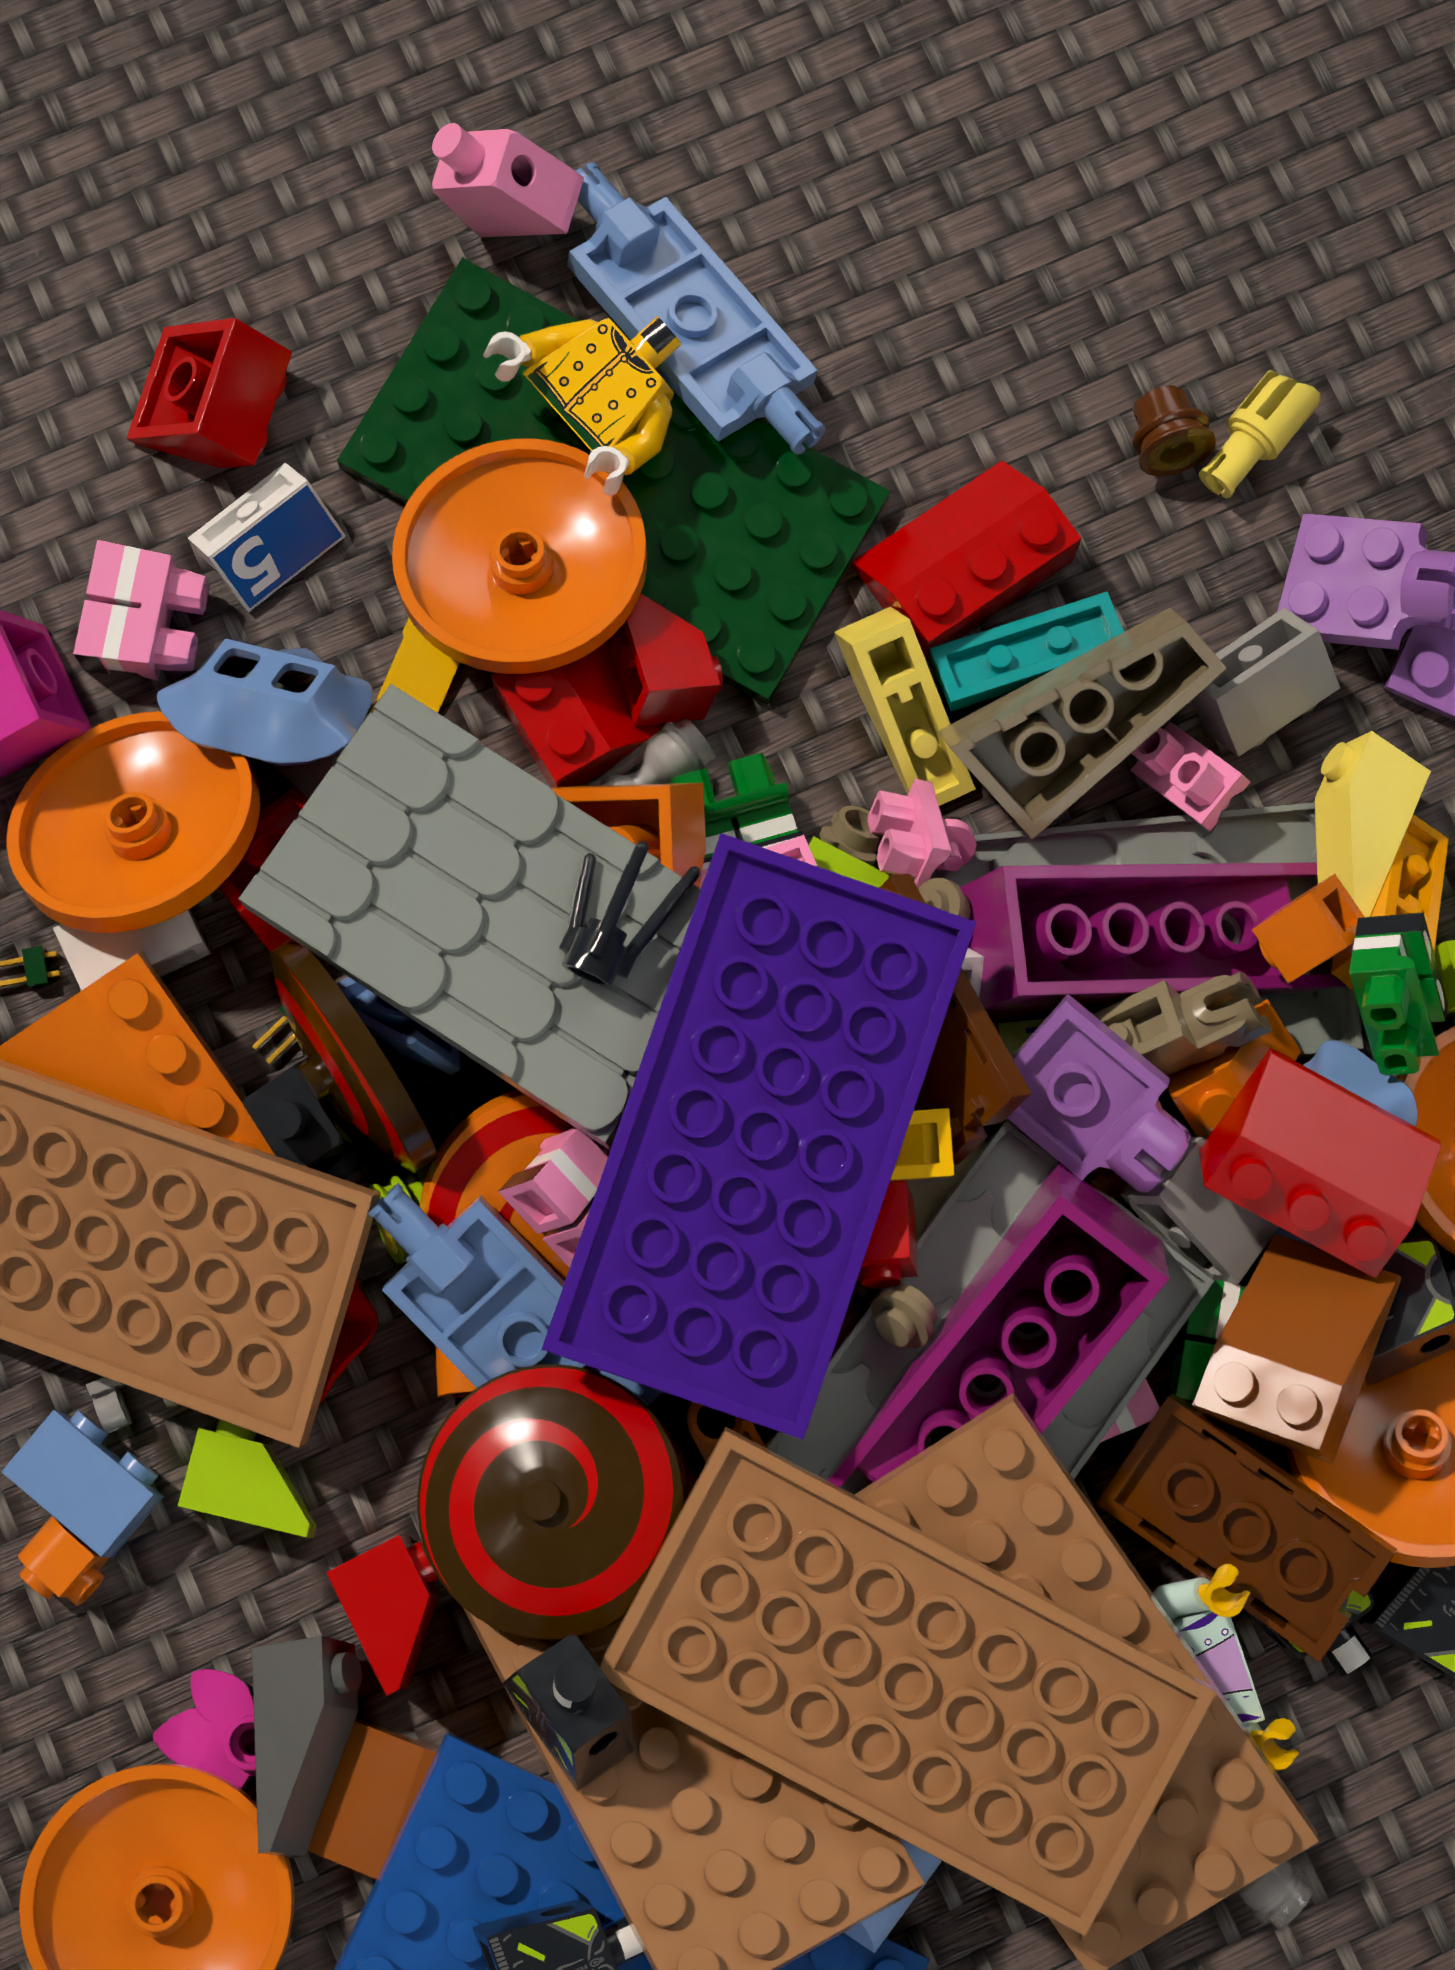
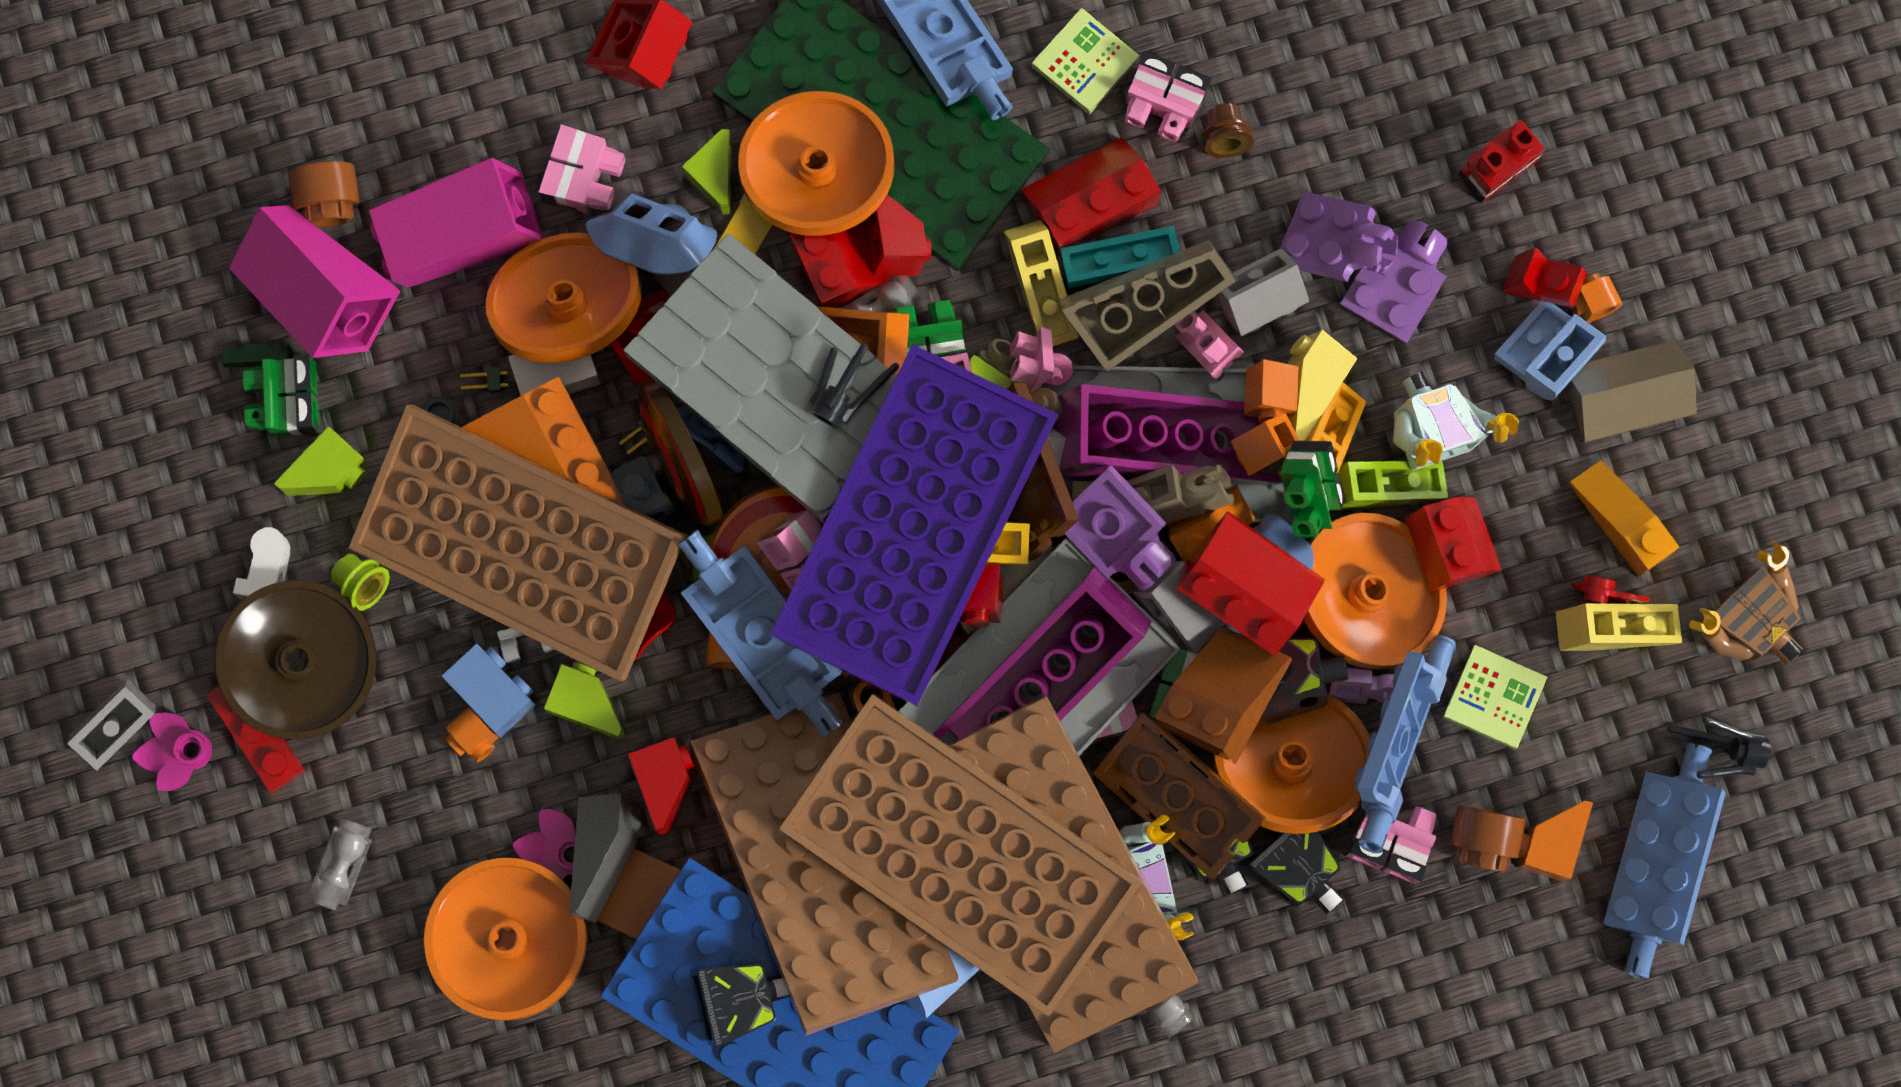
camera: 10 degrees right, 0 degrees up
(267, 536) = (664, 133): panel -> none
(350, 588) = (711, 171): none -> lime slope
(549, 1500) = (764, 727): dark brown dish -> none
(571, 1709) = (760, 843): black torso -> none
(599, 387) = (877, 66): yellow torso -> none
(904, 1316) = (988, 644): dark tan plate -> none
(928, 346) = (1085, 61): none -> yellowish green tile
(1091, 393) = (1148, 94): none -> bright pink hips
(1260, 429) = (1283, 136): light yellow arm -> none
(1302, 839) = (1270, 390): none -> orange brick

